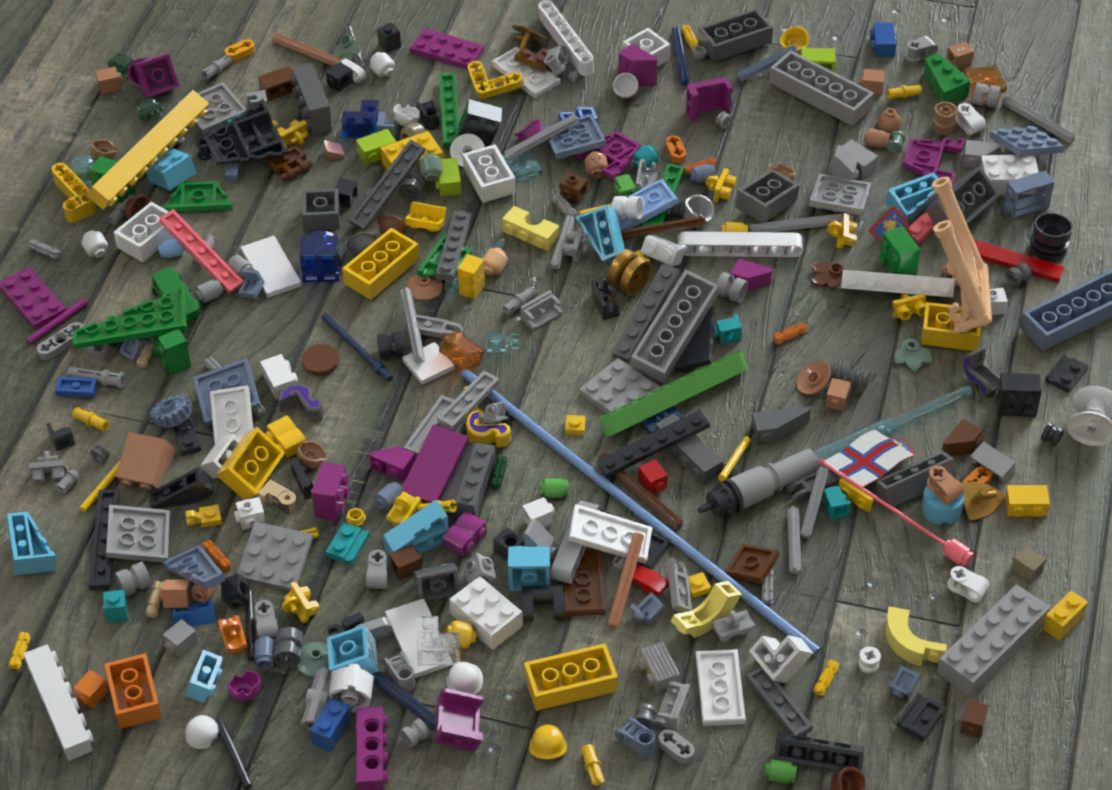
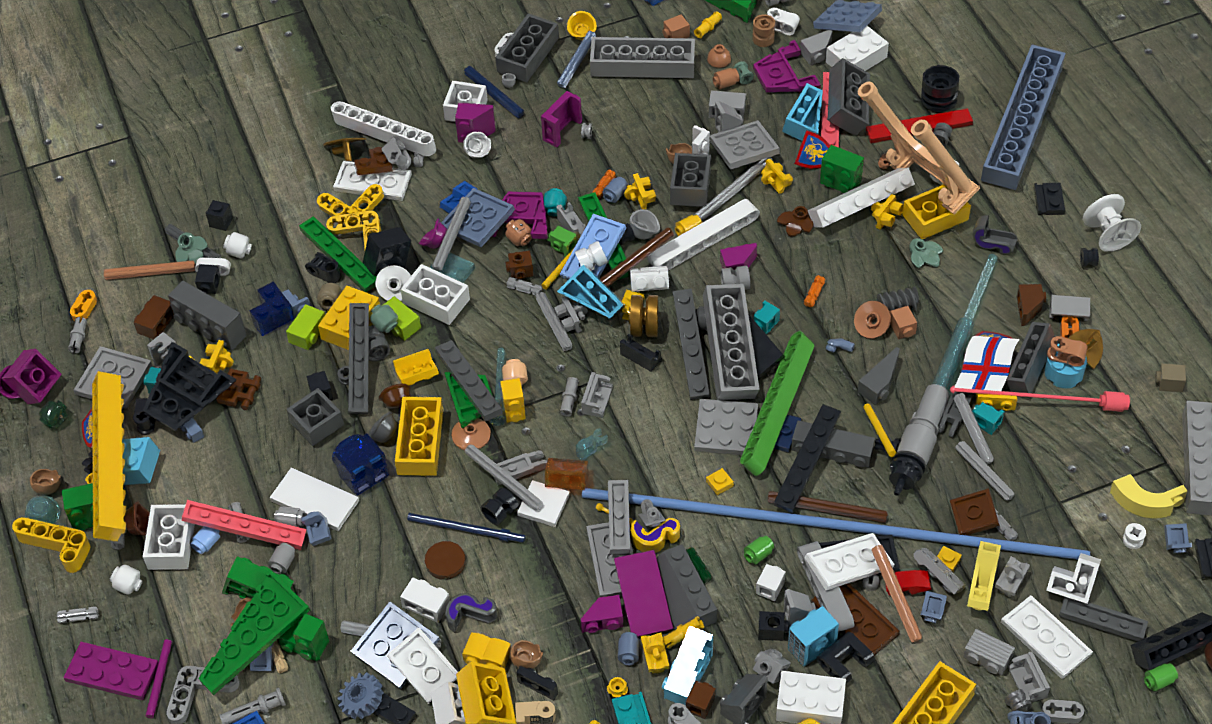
camera: 35 degrees left, 5 degrees up
(198, 197) = (183, 473): green wing -> none
(330, 491) = (580, 678): magenta brick -> none
(333, 150) = (266, 353): slope -> none
(406, 115) = (306, 281): white hair -> none
(446, 48) = (280, 197): magenta plate -> none
(465, 534) = (725, 640): magenta brick -> none
(483, 97) = (367, 227): none -> yellow beam
(540, 235) = (504, 329): light yellow arch -> none
(653, 476) = (829, 487): red brick -> none
(672, 150) = (570, 179): orange beam -> none
(689, 36) = (487, 70): yellow axle -> none
(771, 381) = (841, 343): none -> sand blue arm
(800, 173) = (700, 140): none -> white bracket
(822, 56) = (617, 28): lime brick -> none
(826, 678) = (1116, 573): yellow axle -> none
(969, 585) = (1147, 424): white piece -> none
(1018, 394) = (1040, 238): black brick -> none
(1027, 500) = (1122, 325): yellow brick -> none
(1041, 200) = (891, 61): sand blue window -> none

